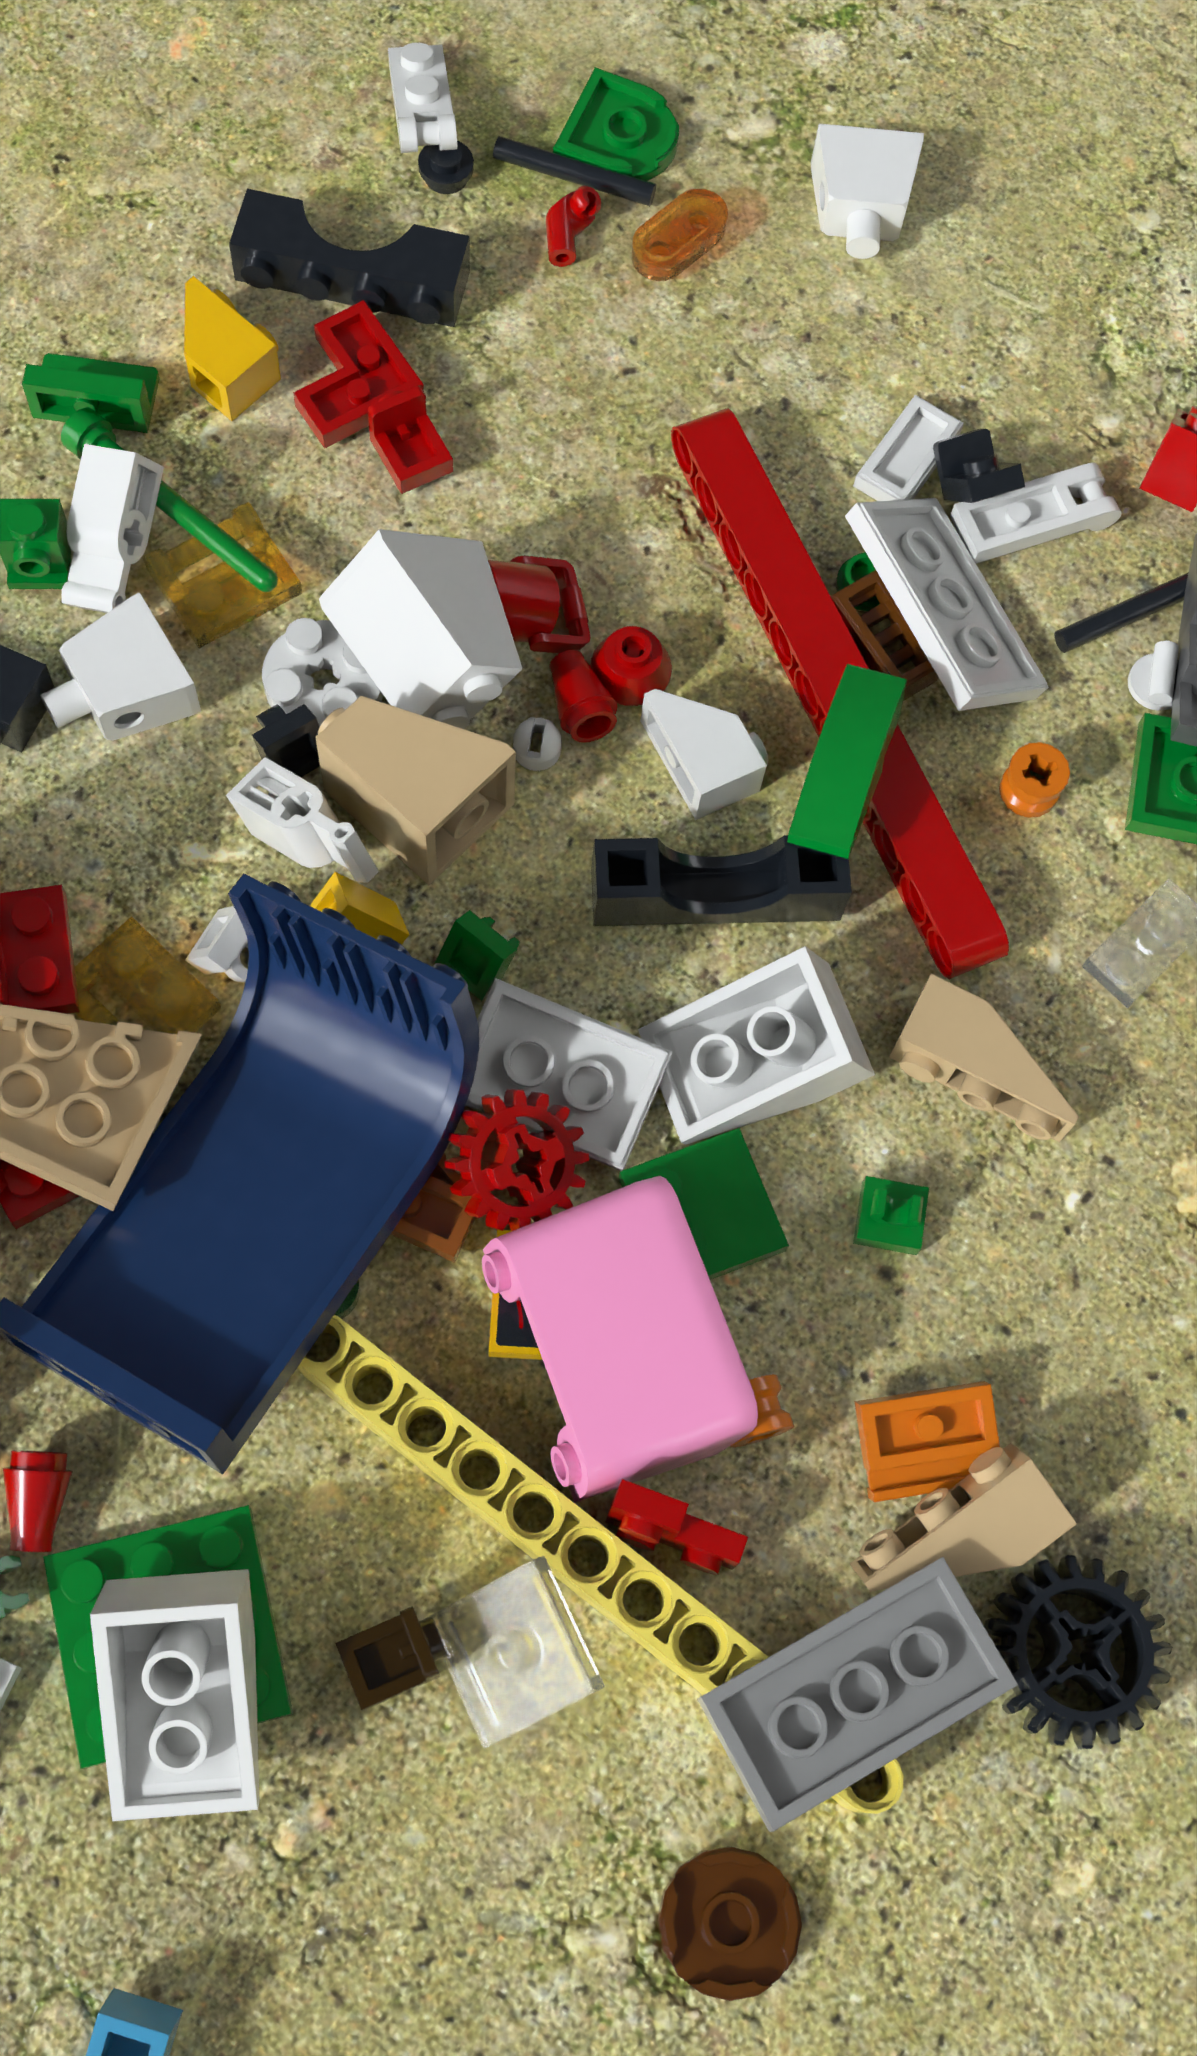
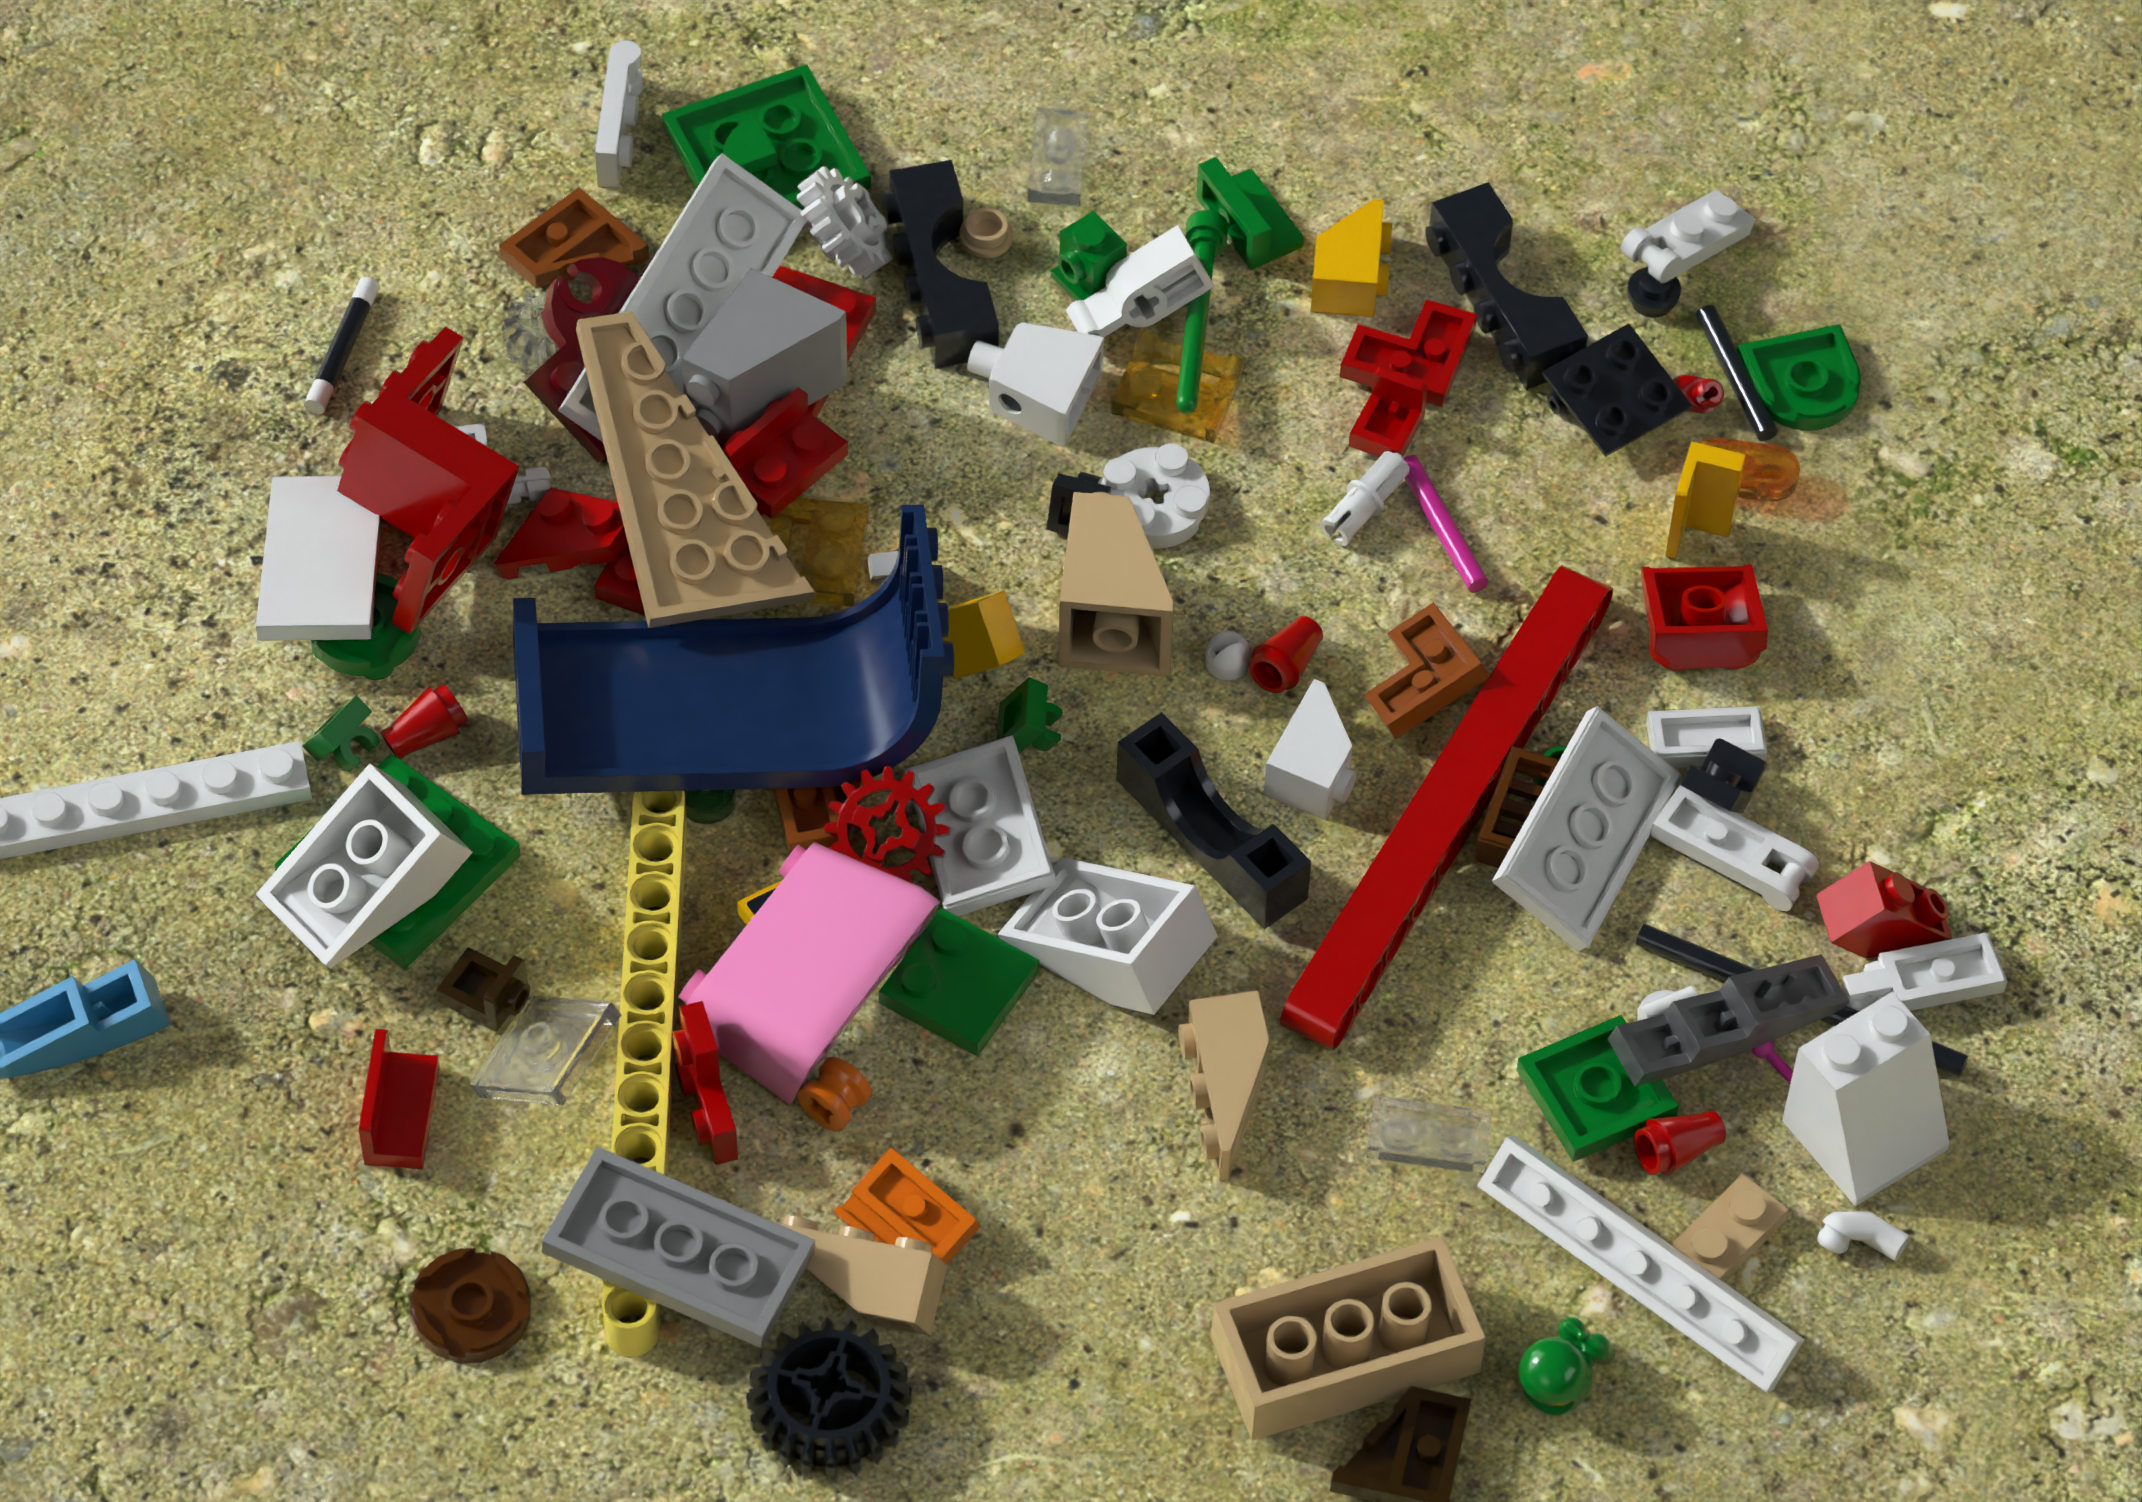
camera: 60 degrees right, 15 degrees down
(298, 821) = (1021, 542): white piece -> none
(425, 623) = (1233, 509): white slope -> none
(458, 1837) = (397, 1106): none -> red panel
(469, 514) = (1365, 497): none -> white axle
(529, 262) = (1615, 390): none -> black hinge
(531, 599) = (1315, 556): red piece -> none
(540, 483) = (1444, 526): none -> dark pink bar
(631, 664) = (1346, 668): red cone -> none
(699, 276) = (1705, 493): none -> yellow panel
(703, 593) = (1437, 672): none -> dark orange plate
(805, 364) = (1704, 616): none -> red slope
(847, 761) = (1369, 823): green slope -> none
(863, 183) = (1915, 558): white torso -> none
(891, 1215) = (1060, 1099): green tile -> none
(1027, 794) = (1497, 995): orange wheel -> none

